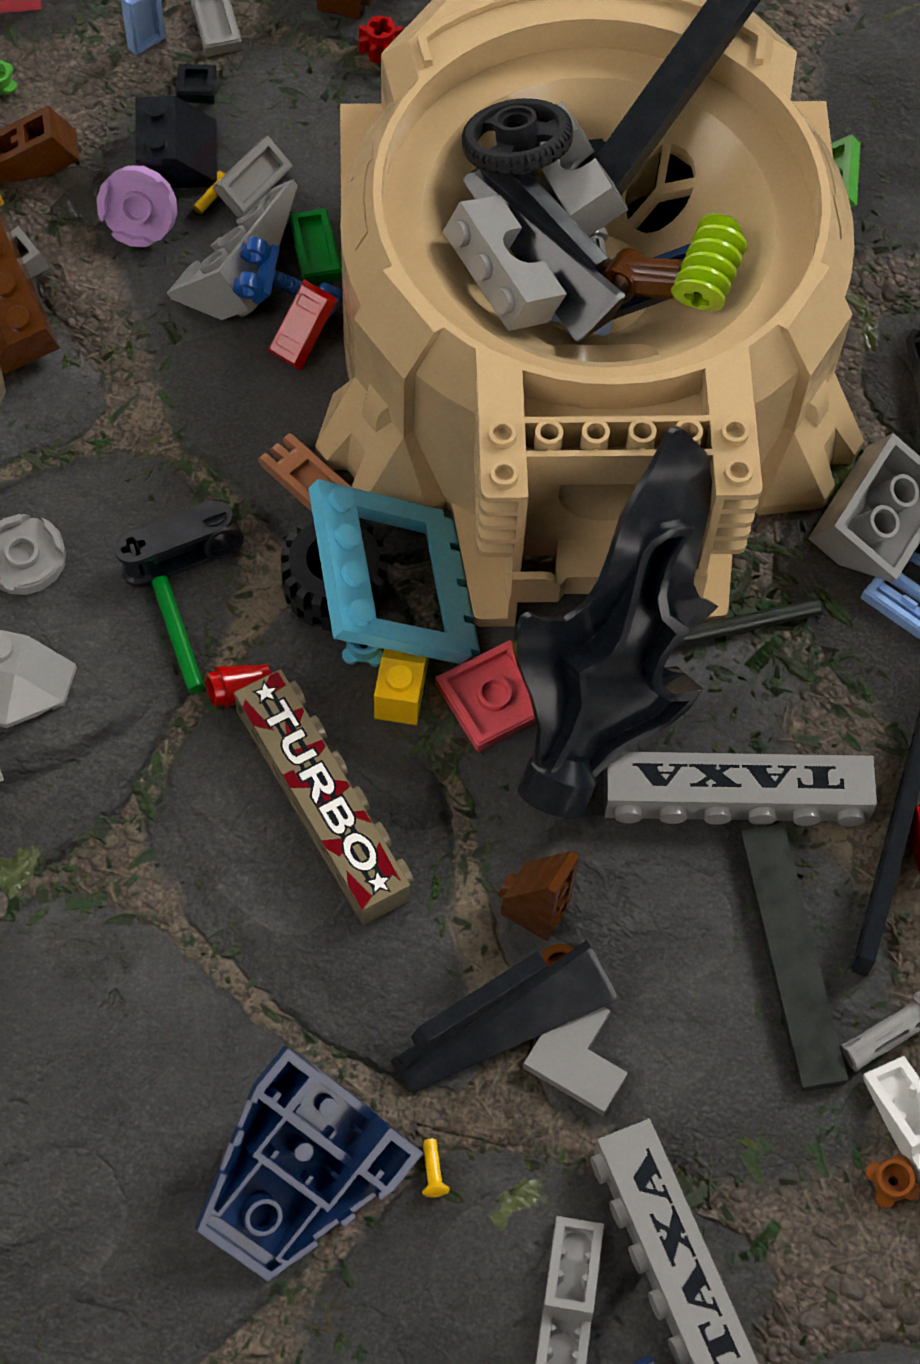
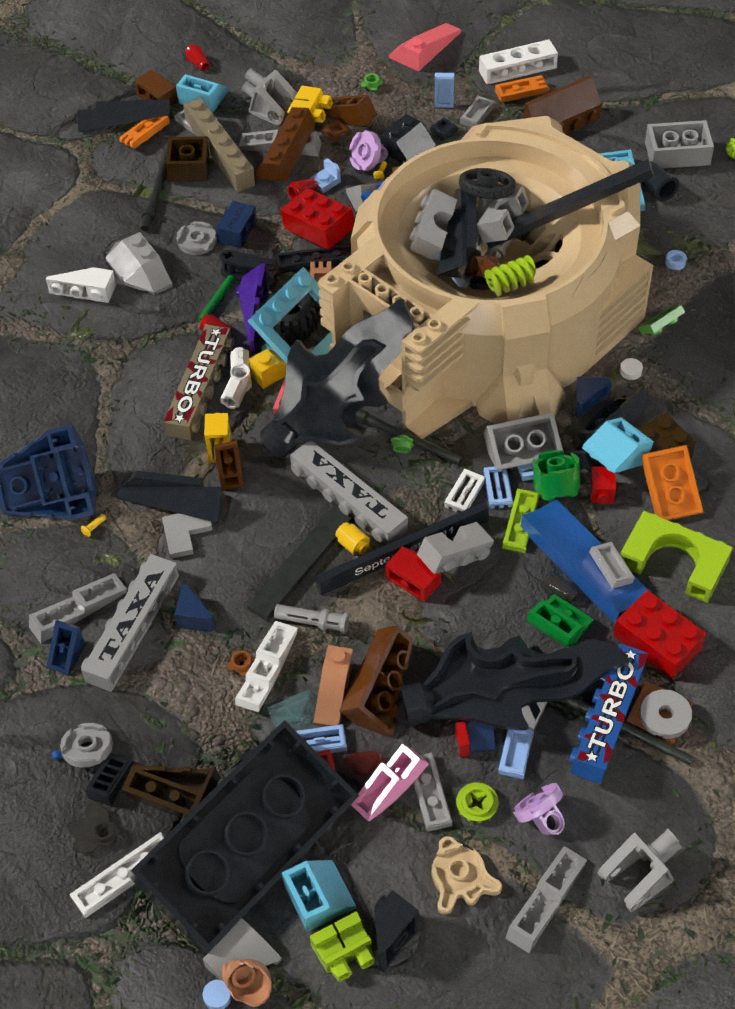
camera: 50 degrees right, 10 degrees down
(32, 203) = (335, 130): none -> reddish brown tile
(68, 481) = (236, 224): none -> dark blue brick
(99, 344) = (297, 187): none -> red cone
(113, 294) = (328, 176): none -> light blue bracket
(189, 232) = (378, 175): none -> yellow piece
(193, 376) = (317, 218): none -> red brick
(238, 456) = (297, 260): none -> black tile
(244, 591) = (252, 294): none -> dark purple wedge
(388, 757) = (240, 378): none -> white piece
(474, 862) = (216, 432): none -> yellow brick
(722, 647) = (402, 443): none -> bright green plate
(741, 1169) = (192, 613): none -> dark blue slope
(826, 853) = (353, 539): none -> yellow brick
(869, 366) = (590, 392): none -> dark blue slope
(875, 282) = (631, 369): none -> white tile
(887, 681) = (457, 505): none -> white tile

